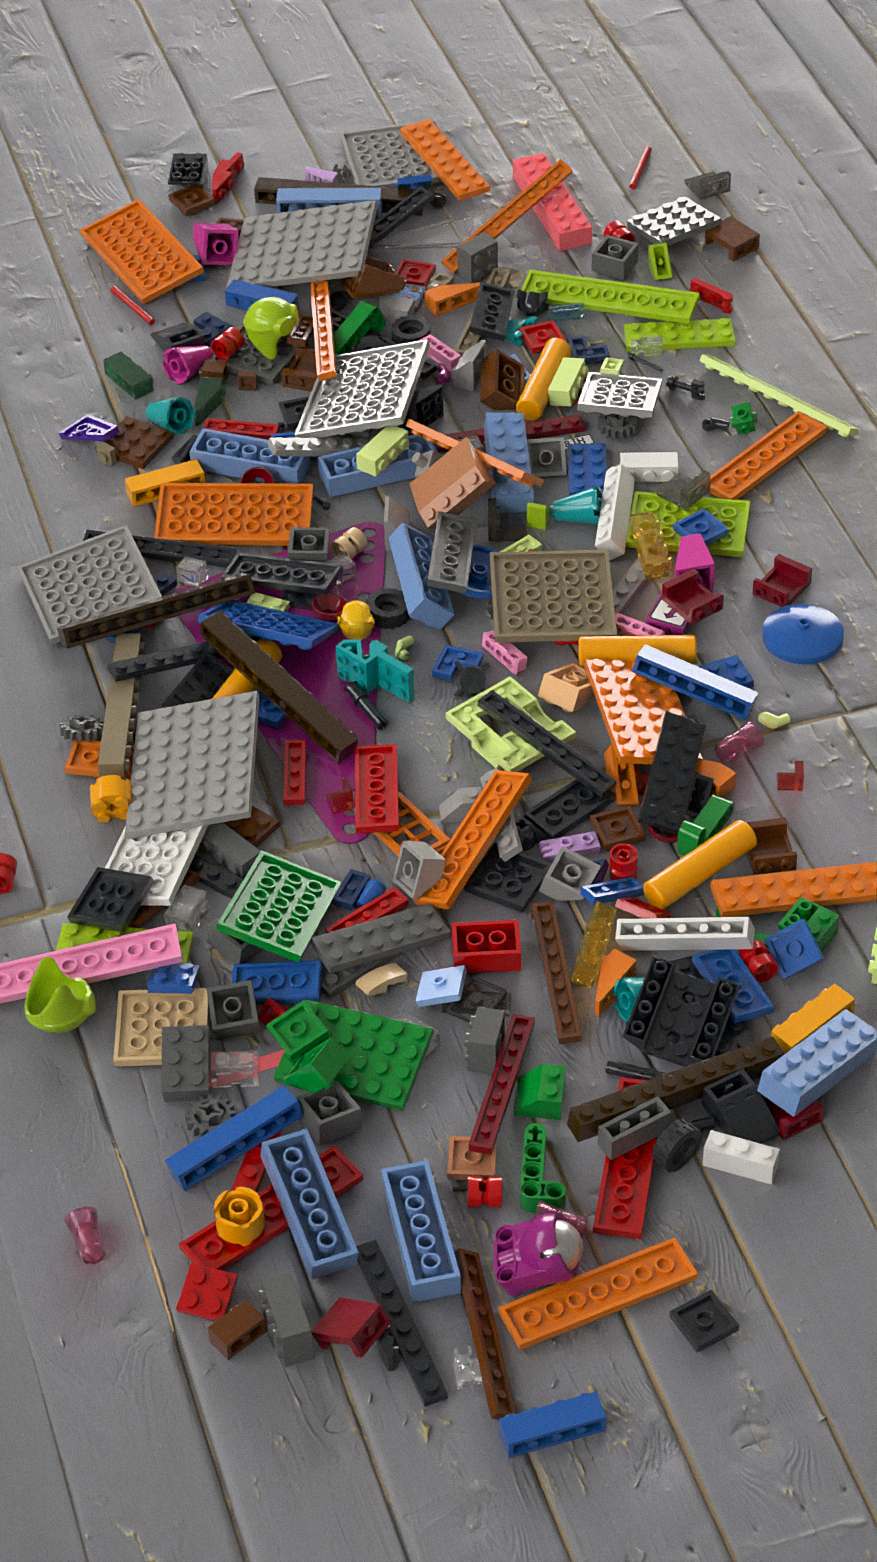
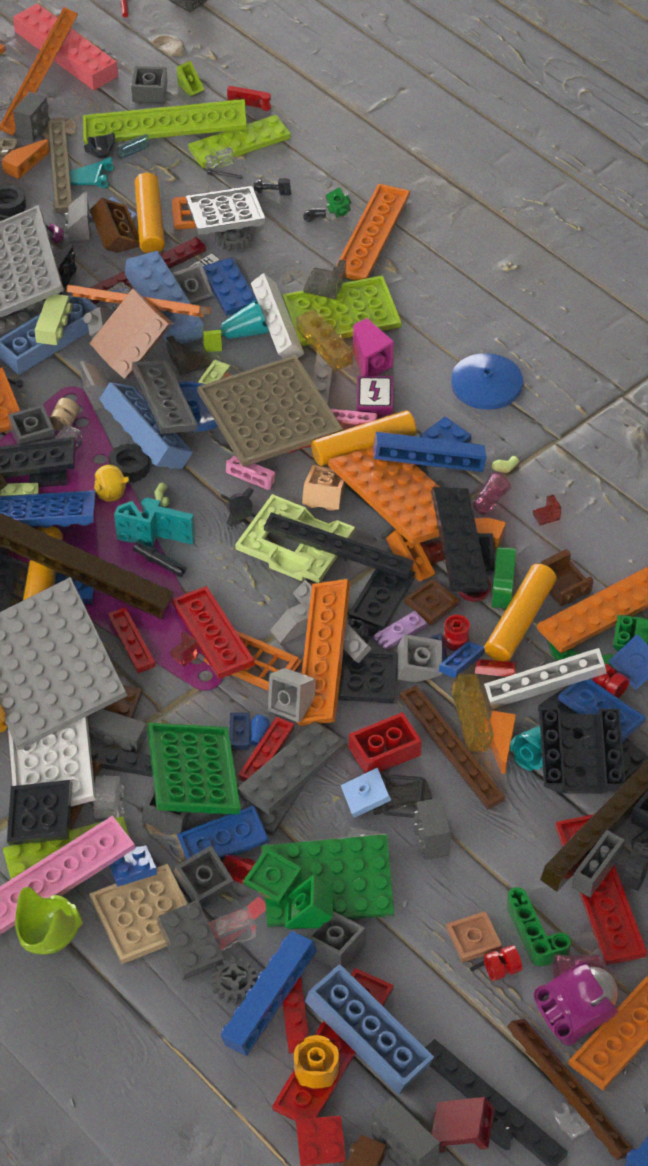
camera: 25 degrees left, 5 degrees up
(86, 1234) = (187, 1128): clear pink plant -> none
(328, 604) = (80, 474): dark red piece -> none
(379, 978) = (309, 803): tan slope -> none
(421, 1231) = (470, 1017): medium blue brick -> none
(442, 353) = (49, 212): bright pink piece -> none
(445, 665) = (211, 491): blue plate -> none
(492, 311) = (71, 162): black plate -> none
(501, 1084) = (466, 866): dark red plate -> none
(537, 335) = (123, 173): red plate -> none
(541, 1092) = (499, 857): green slope -> none
(567, 381) = (172, 210): yellowish green brick -> none
(591, 354) = (173, 180): dark blue plate -> none
(612, 366) = (200, 185): yellowish green plate -> none
(615, 1067) = (544, 814): black pin -> none
(618, 229) = (138, 58): red wheel -> none
(651, 465) = (283, 267): white brick -> none
(674, 222) = (182, 39): plate -> none
(690, 597) = (387, 378): dark red panel -> none
(702, 523) = (358, 309): blue plate -> none
(735, 237) = (239, 39): reddish brown panel -> none
(774, 393) = (346, 172): yellowish green plate -> none
(783, 582) = (447, 339): dark red panel -> none

